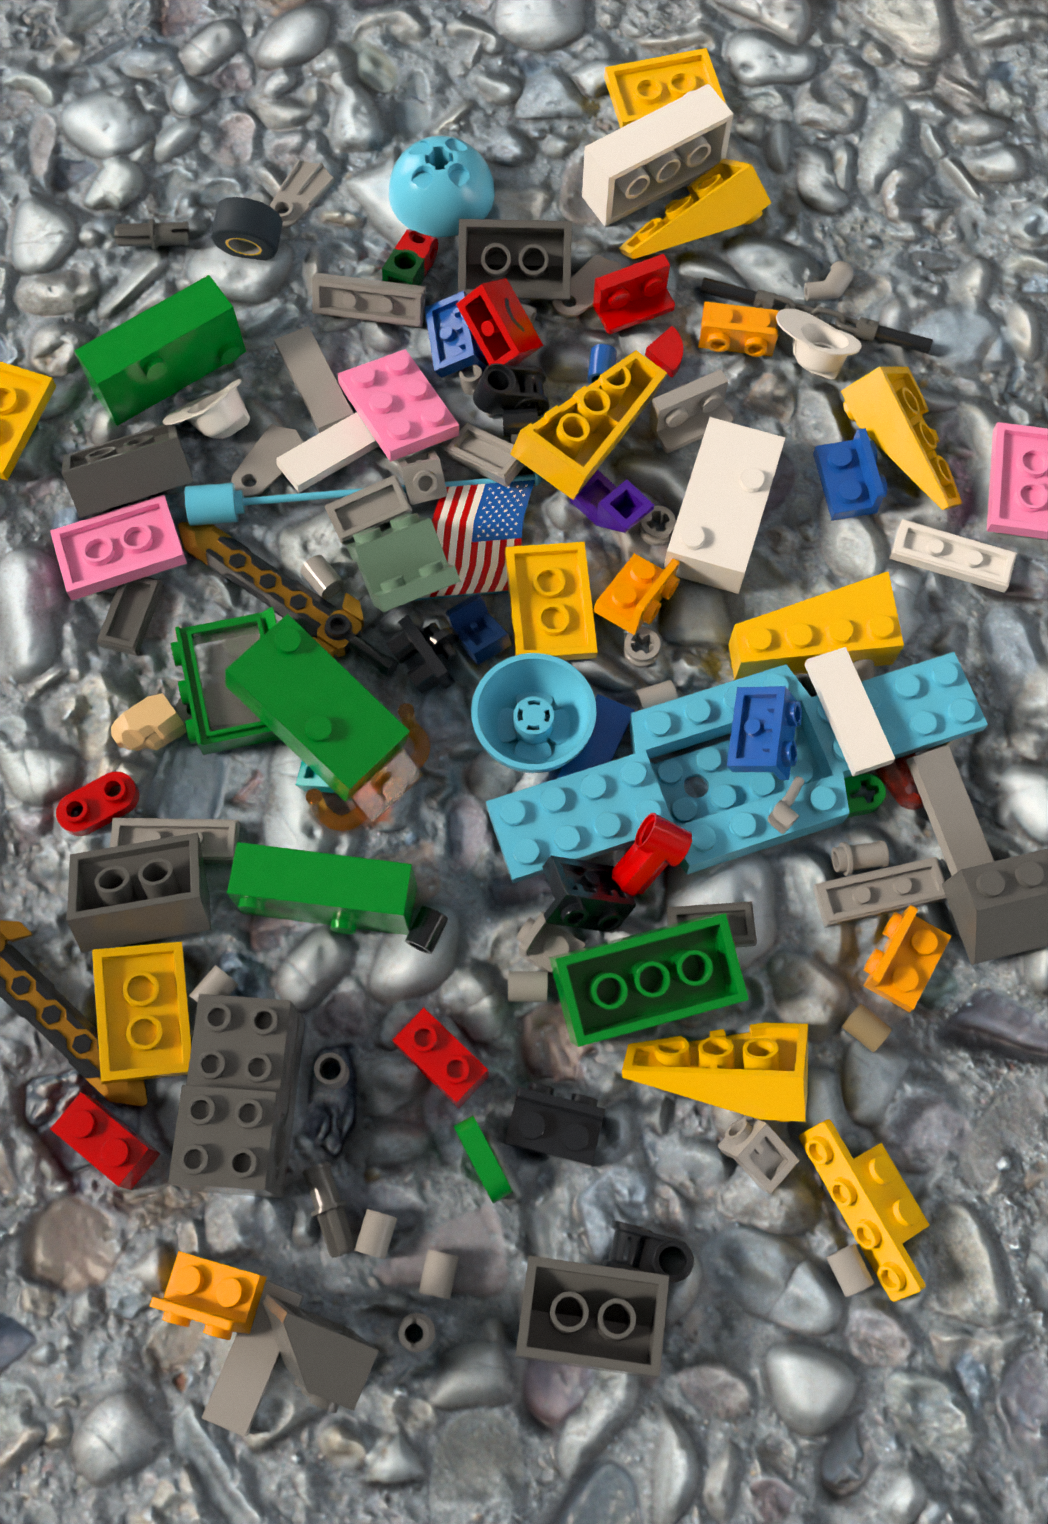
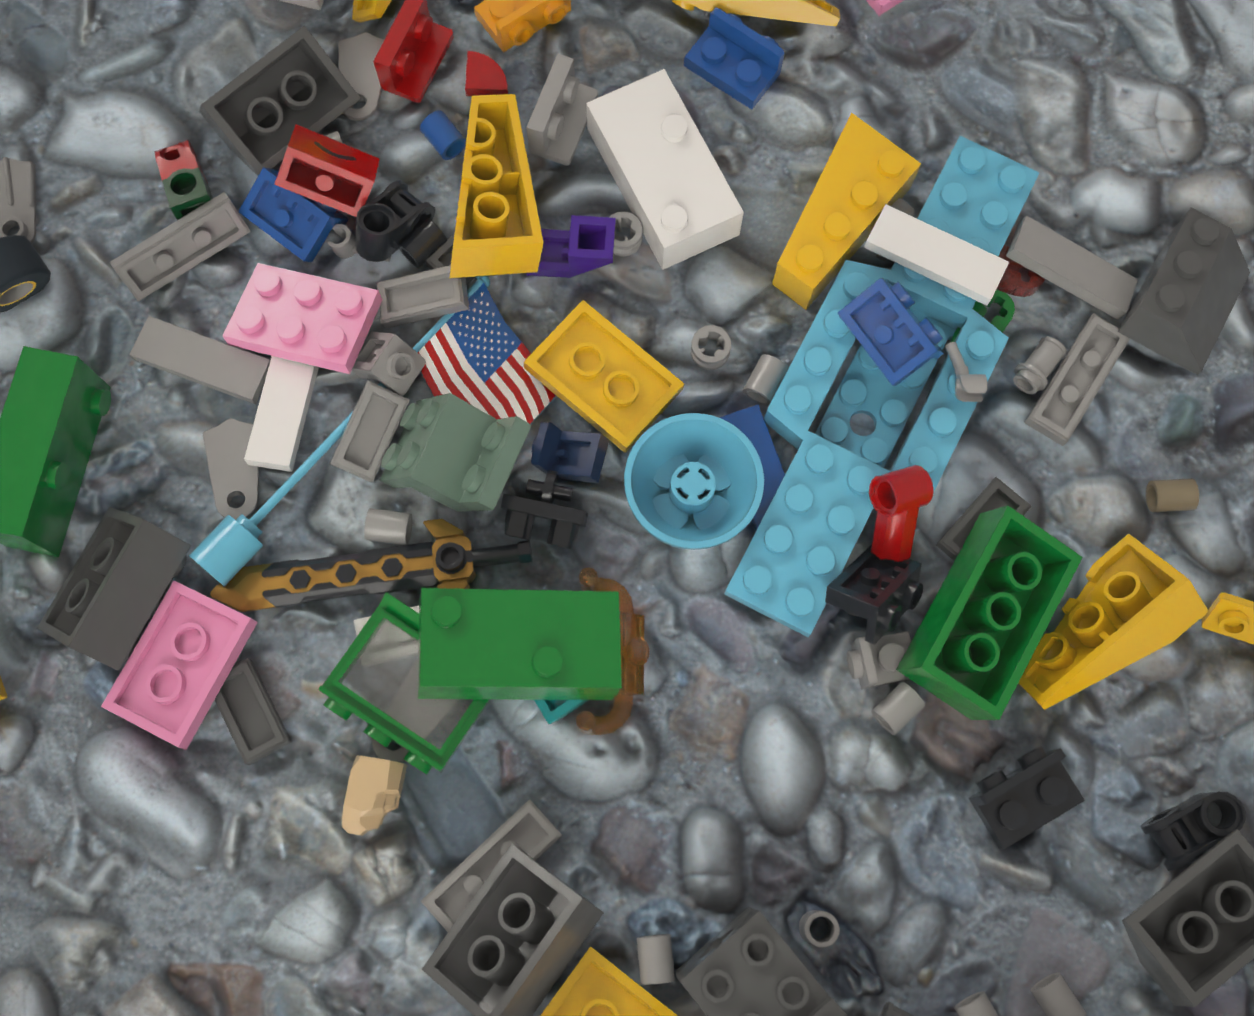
camera: 45 degrees left, 5 degrees up
(97, 805) = (393, 902): red plate -> none
(214, 414) = (141, 468): white piece -> none
(323, 888) = (670, 789): green brick -> none
(426, 930) = (775, 740): black hinge -> none
(439, 184) = (140, 91): medium azure piece -> none
(441, 1057) = (895, 832): red brick -> none
(483, 1159) = (1002, 878): green beam -> none
(637, 593) = (667, 306): light orange bracket -> none
(758, 1152) = (1190, 668): light grey bracket -> none
(906, 959) = (1146, 415): light orange bracket -> none
(953, 556) = (873, 58): white tile -> none

